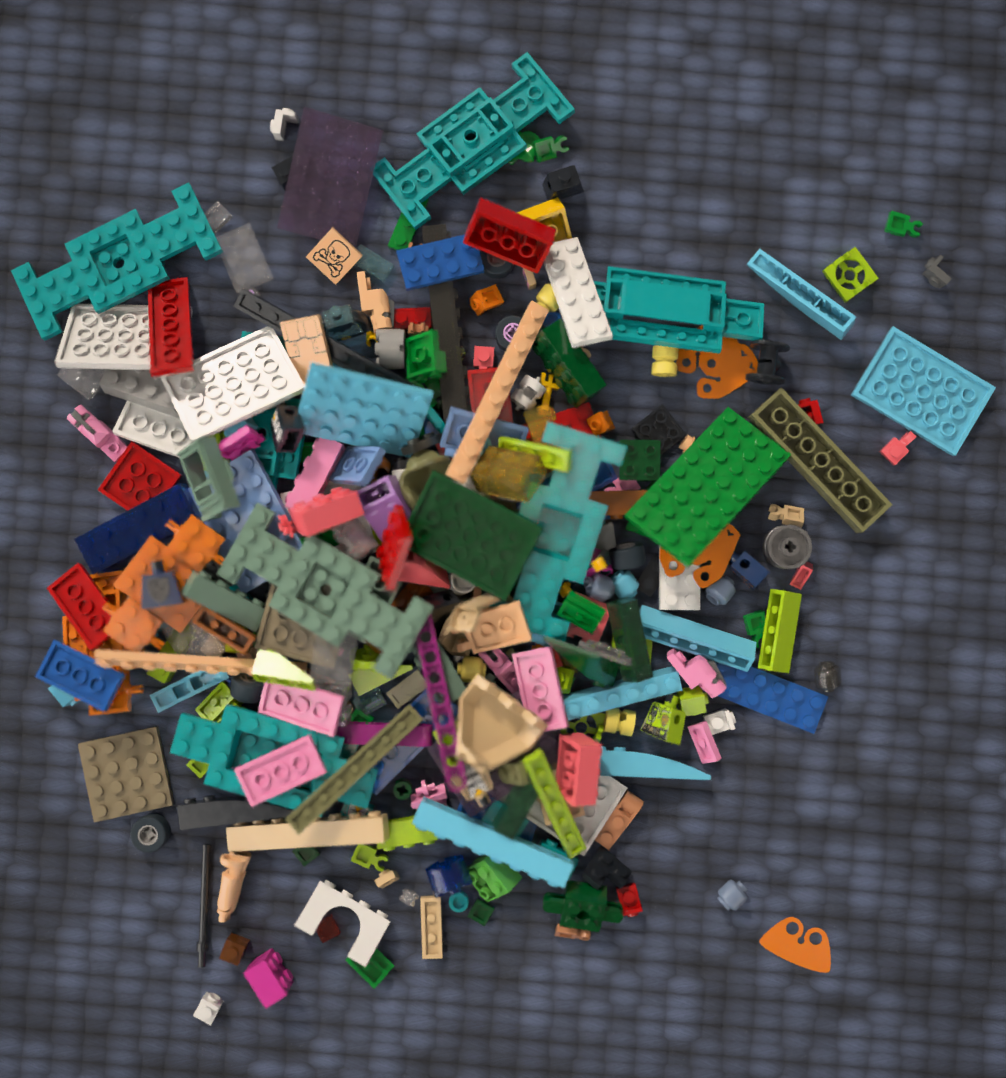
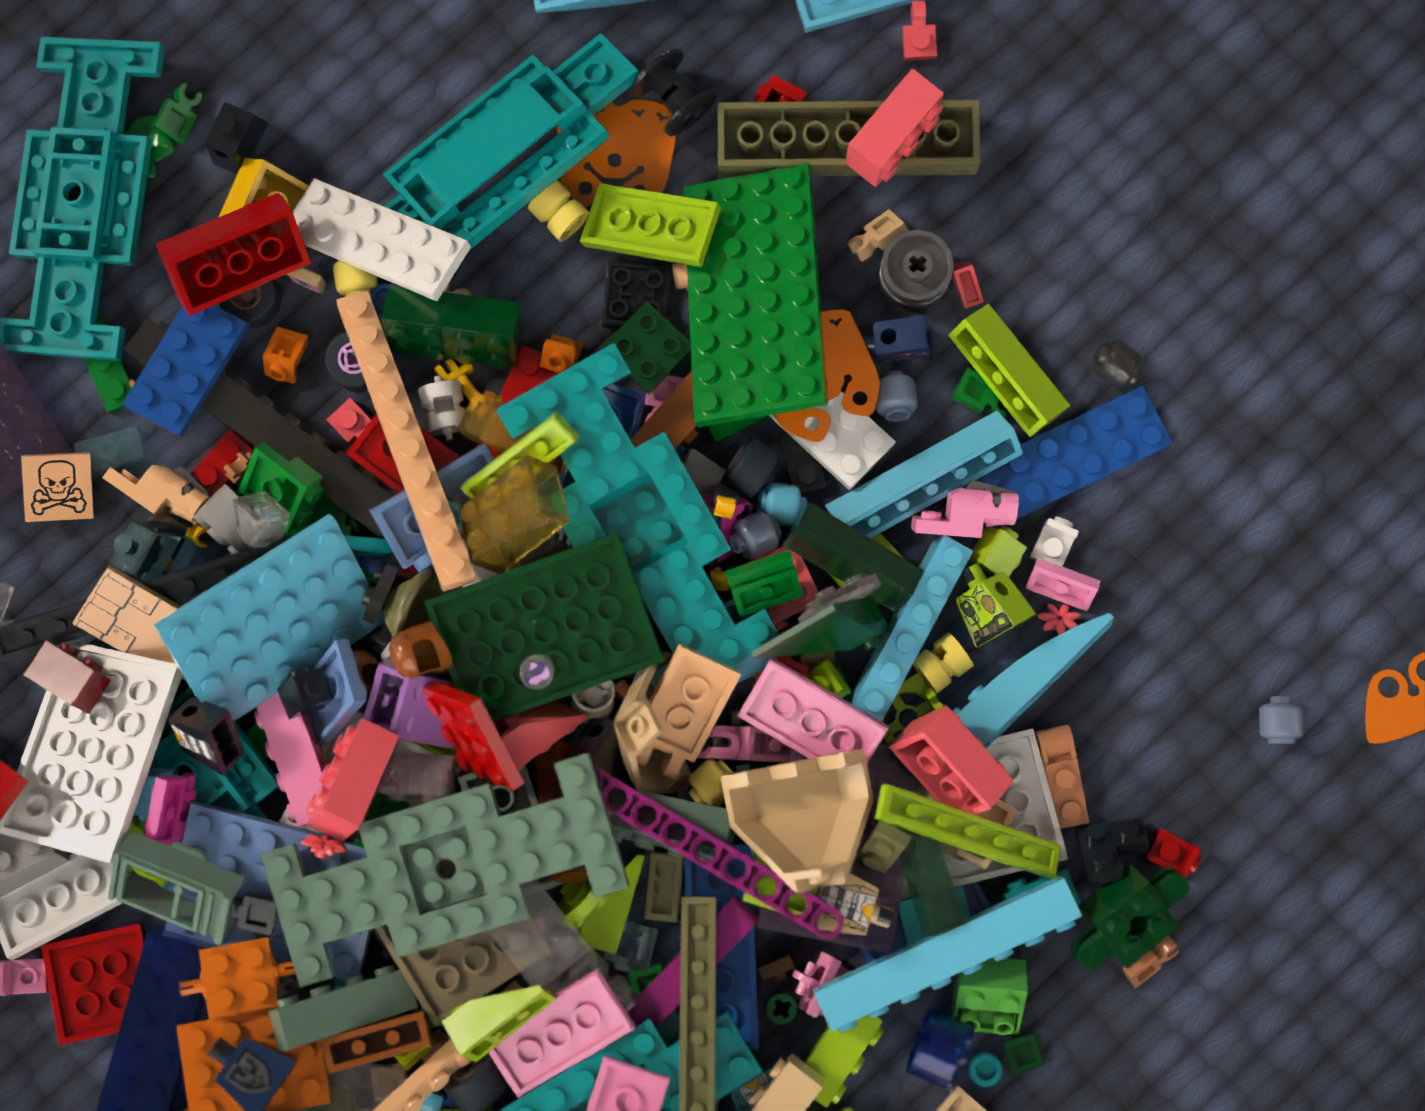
camera: 40 degrees left, 5 degrees down
(230, 523) = (255, 912): none -> black plate
(255, 343) = (67, 676): none -> brick
(345, 453) = (304, 692): none -> black brick
(402, 361) = (260, 519): none -> clear slope
(409, 489) = (419, 651): none -> dark orange helmet
(418, 771) = (776, 969): none -> dark brown plate
(448, 549) = (537, 671): none -> clear tile
(687, 755) = (1059, 619): none -> coral plant
(696, 409) = (650, 224): none -> lime plate
(843, 481) = (895, 129): none -> coral brick

